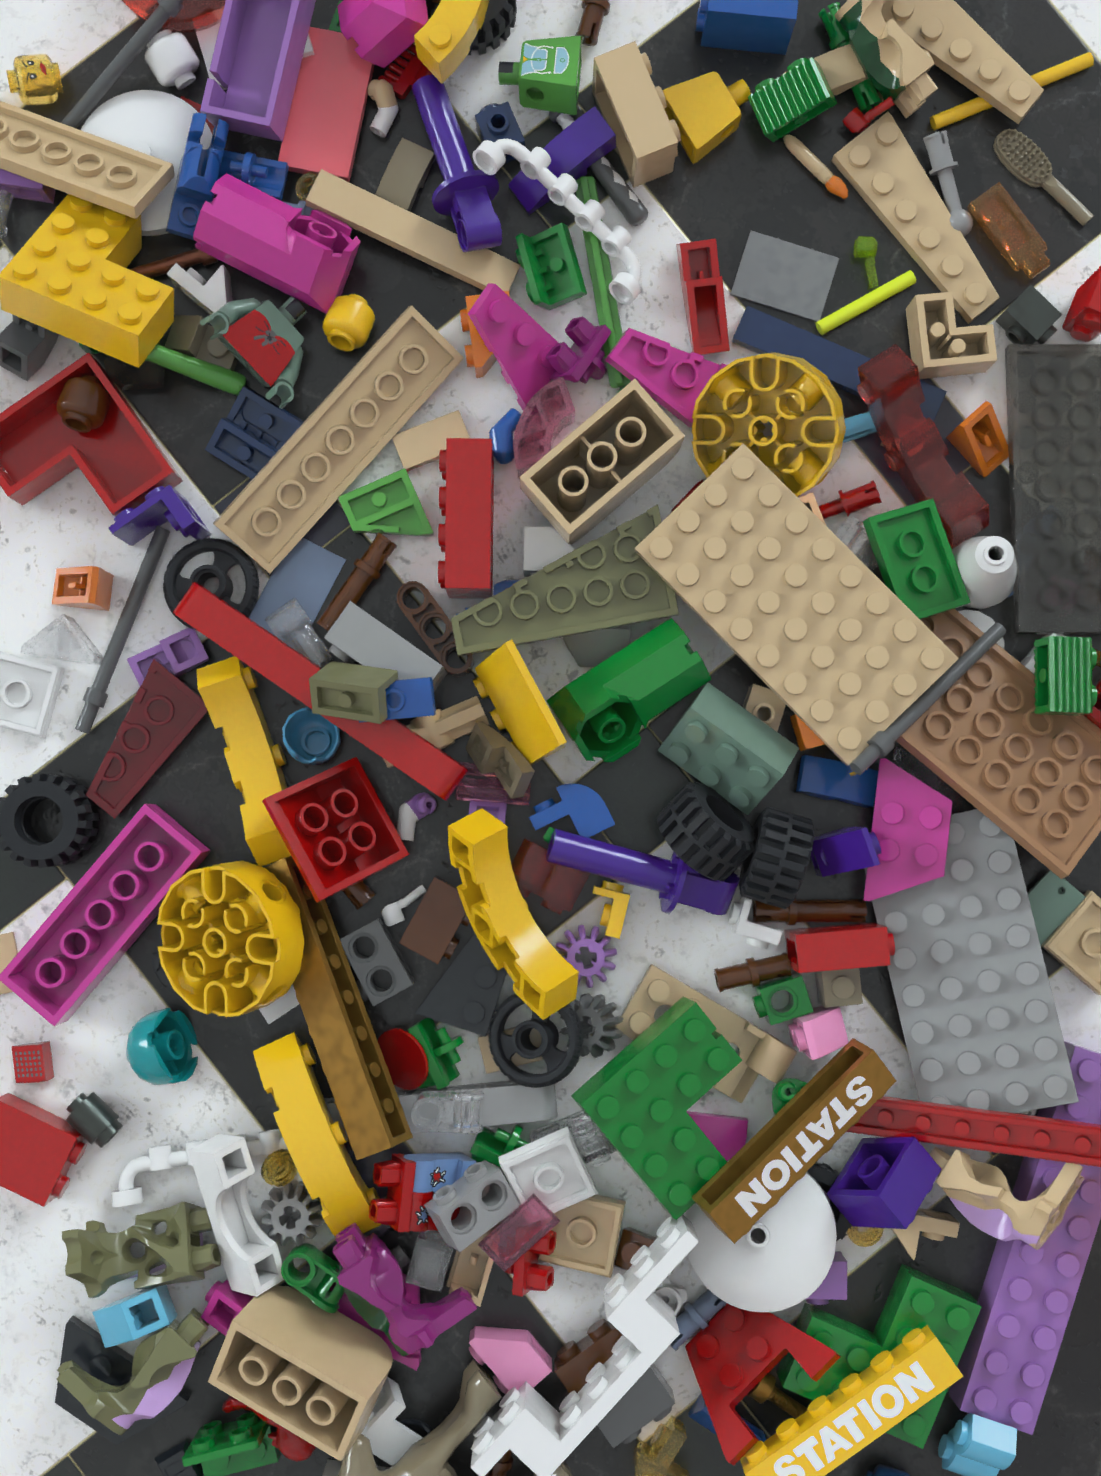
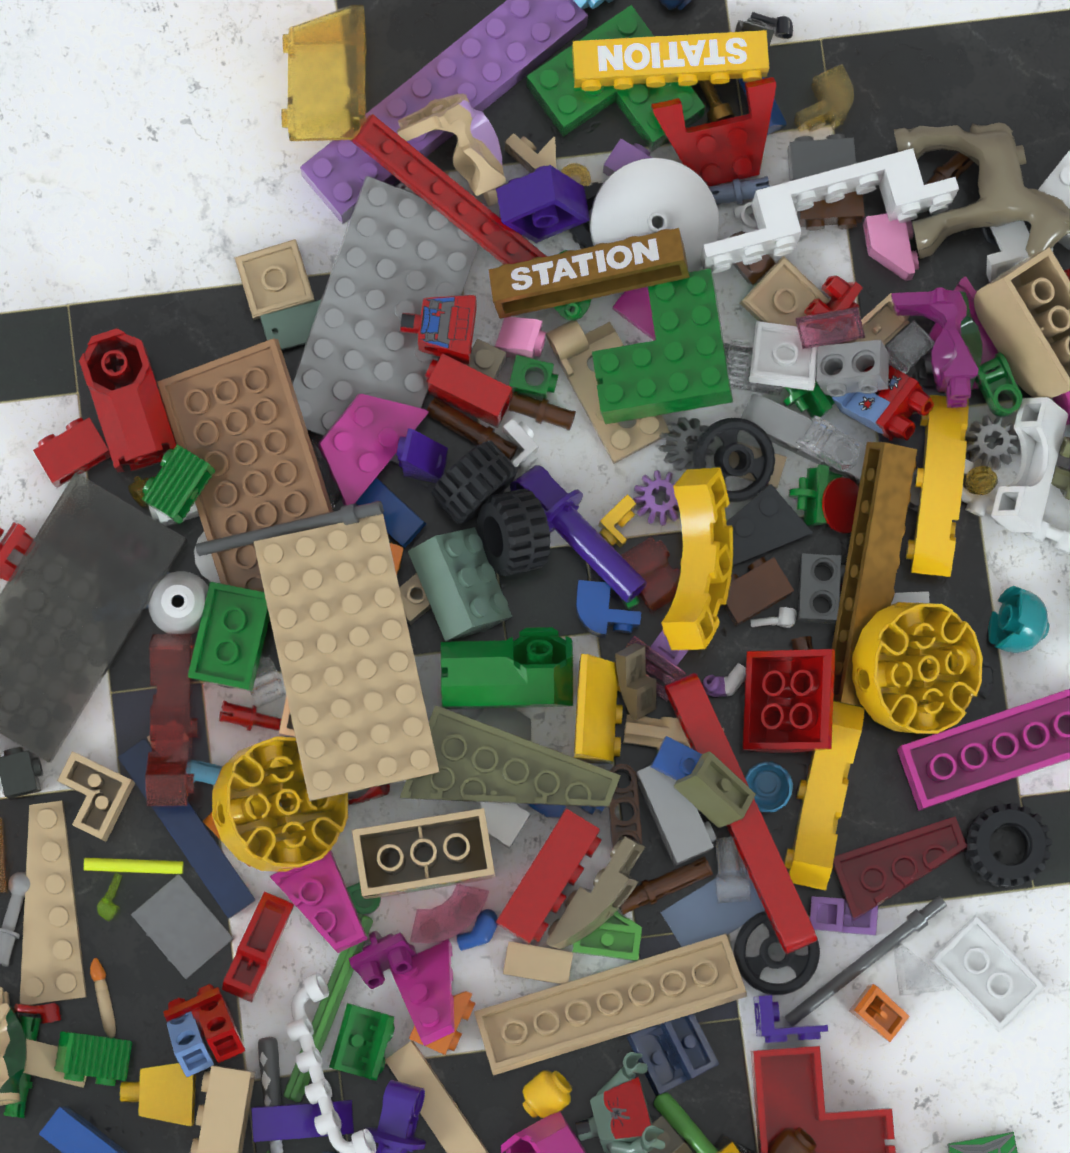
camera: 150 degrees left, 5 degrees down
(408, 518) = (590, 909): none -> dark tan slope
(707, 178) = (200, 1018): none -> red hips
(904, 995) = (444, 326): none -> torso
(981, 440) = (116, 702): orange slope -> none

